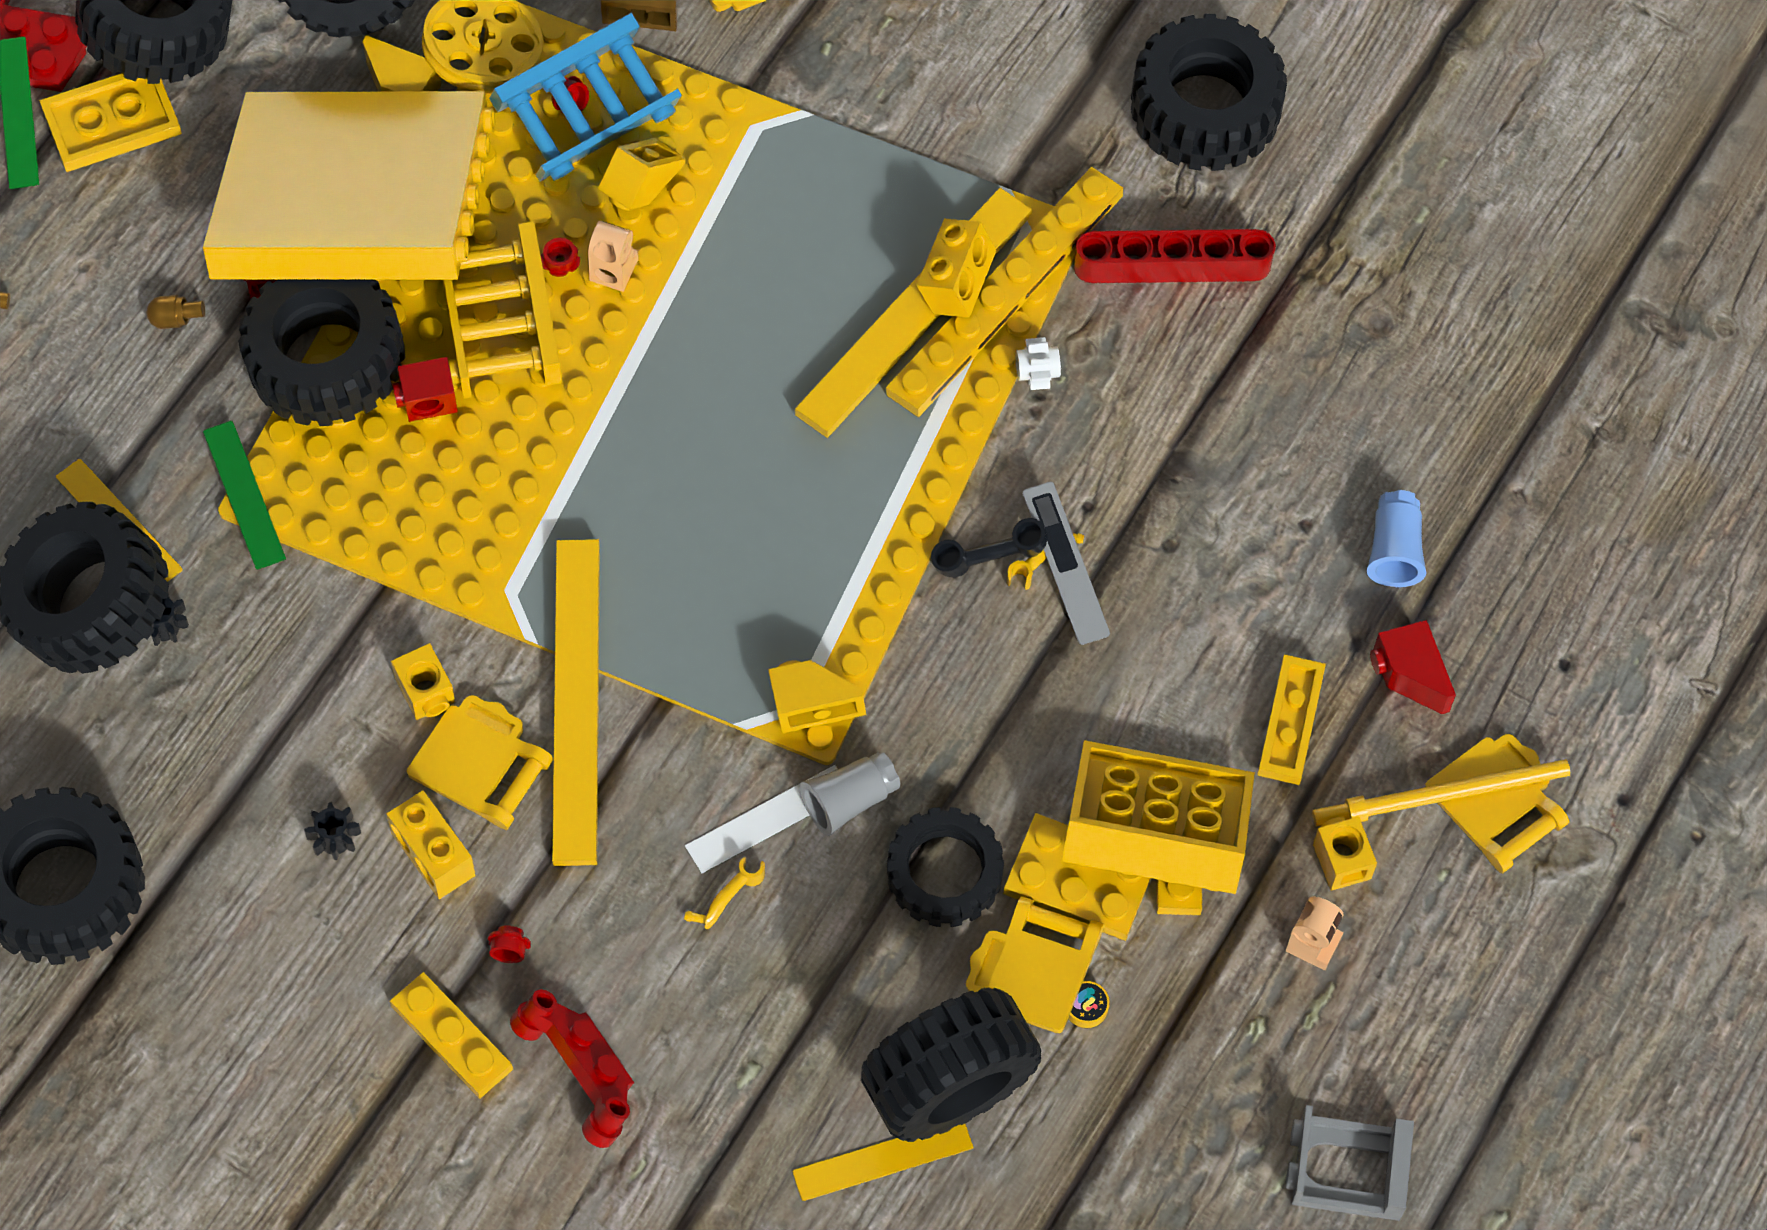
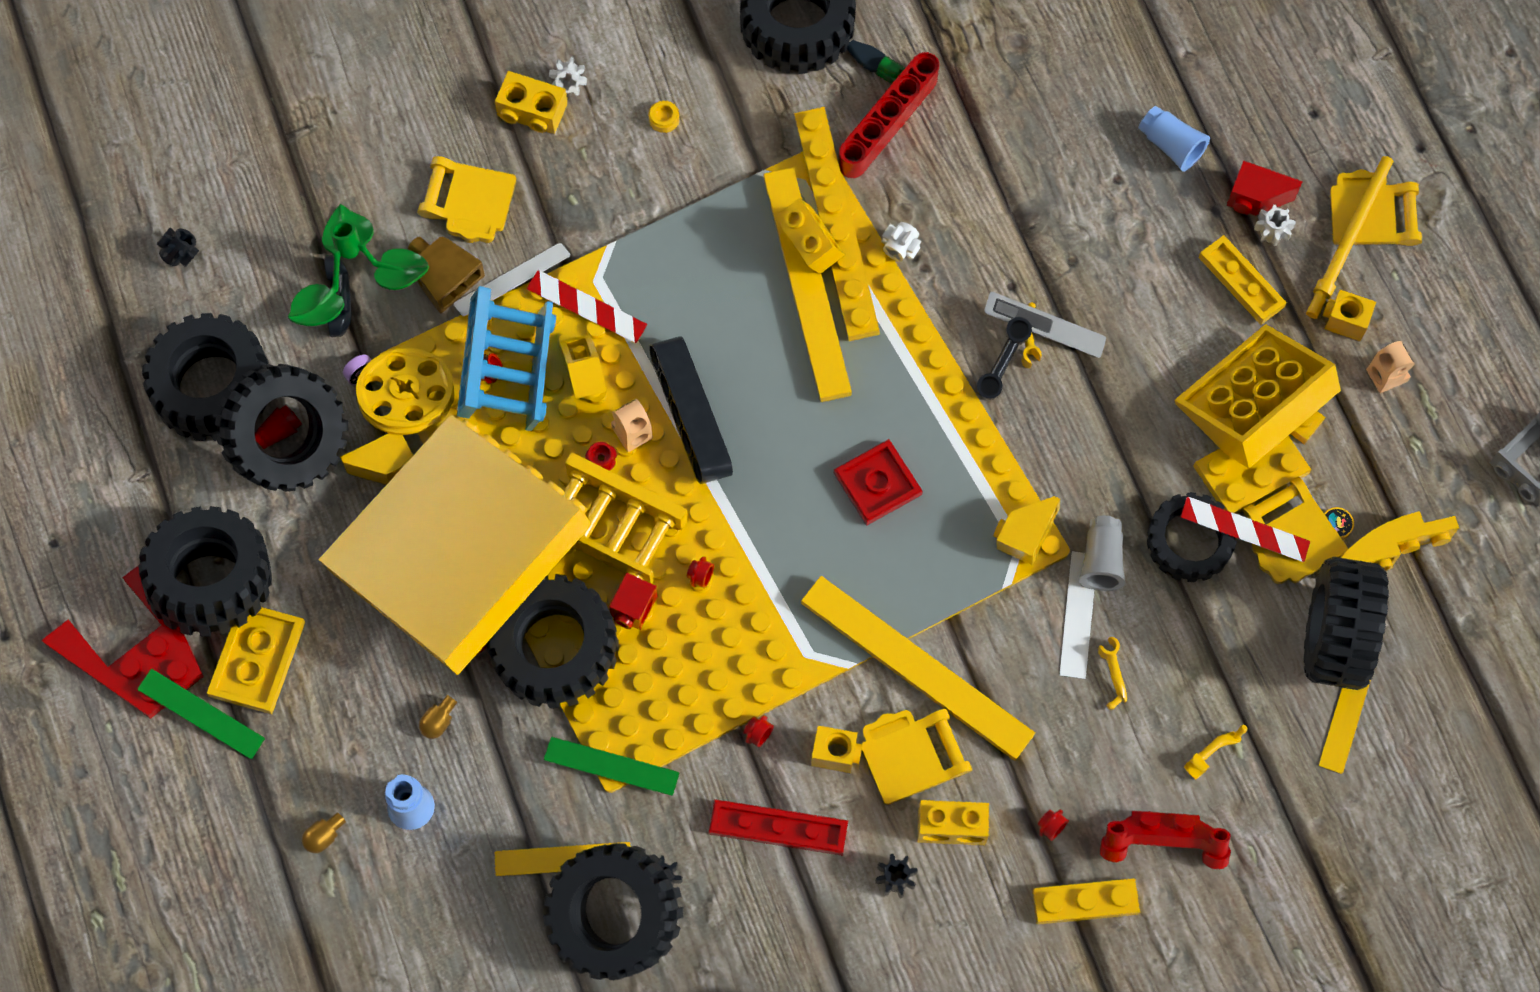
camera: 50 degrees left, 5 degrees up
(65, 345) = (411, 812): none -> light blue plant
(303, 691) = (778, 827): none -> red tile
(388, 601) = (758, 730): none -> red plate
(509, 429) = (700, 572): none -> red plate
(678, 300) = (690, 410): none -> black beam
(689, 1044) = (1197, 764): none -> yellow piece
(699, 57) = (518, 275): none -> white sticker
(715, 137) = (587, 306): none -> sticker
(750, 526) = (878, 482): none -> red tile
(989, 61) = (663, 116): none -> yellow tile
(994, 909) = (1245, 529): none -> sticker
(1092, 1060) = (1403, 535): none -> yellow slope
(1228, 199) = (875, 61): none -> black piece
(1385, 707) = (1274, 225): none -> white gear

